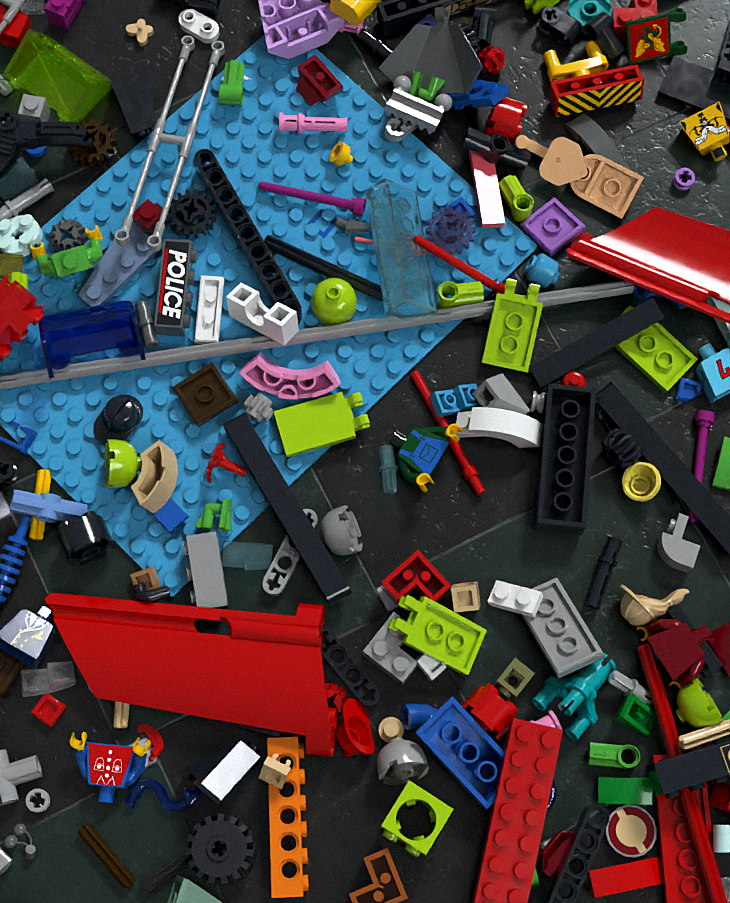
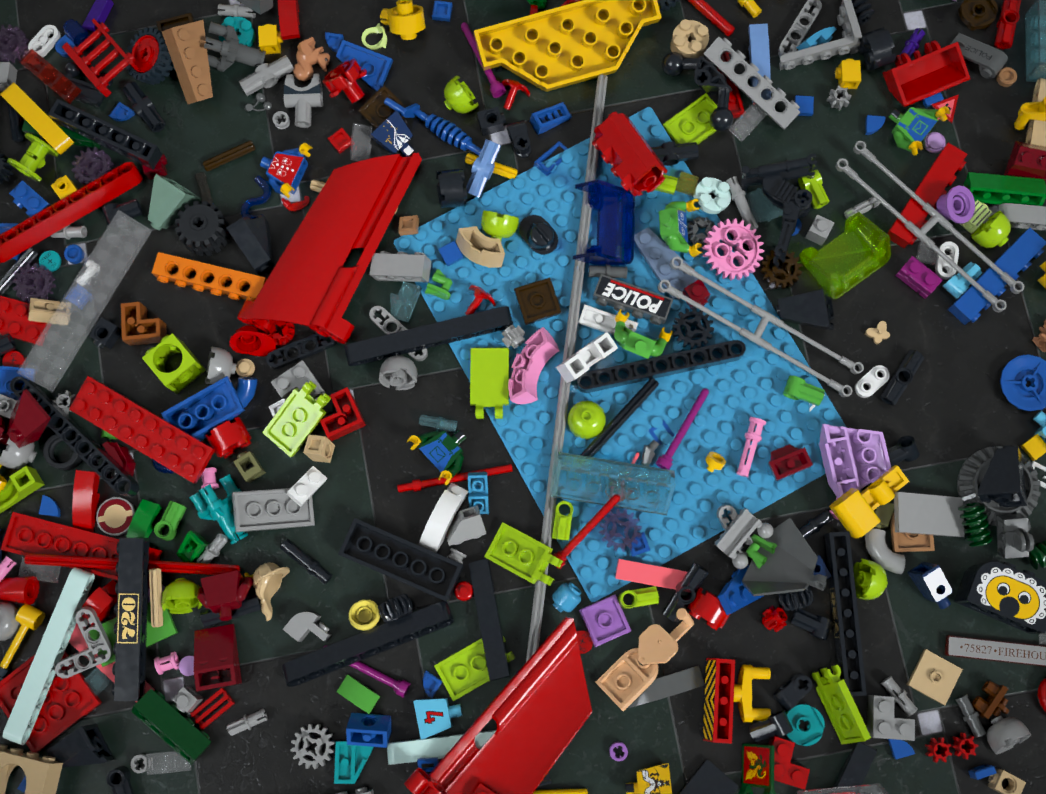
camera: 115 degrees right, 5 degrees up
(71, 184) = (741, 235): none -> bright pink gear
(150, 595) = (395, 222): black arm -> none
(226, 267) = (637, 341): none -> bright green torso
(275, 772) = (237, 273): tan tile -> none

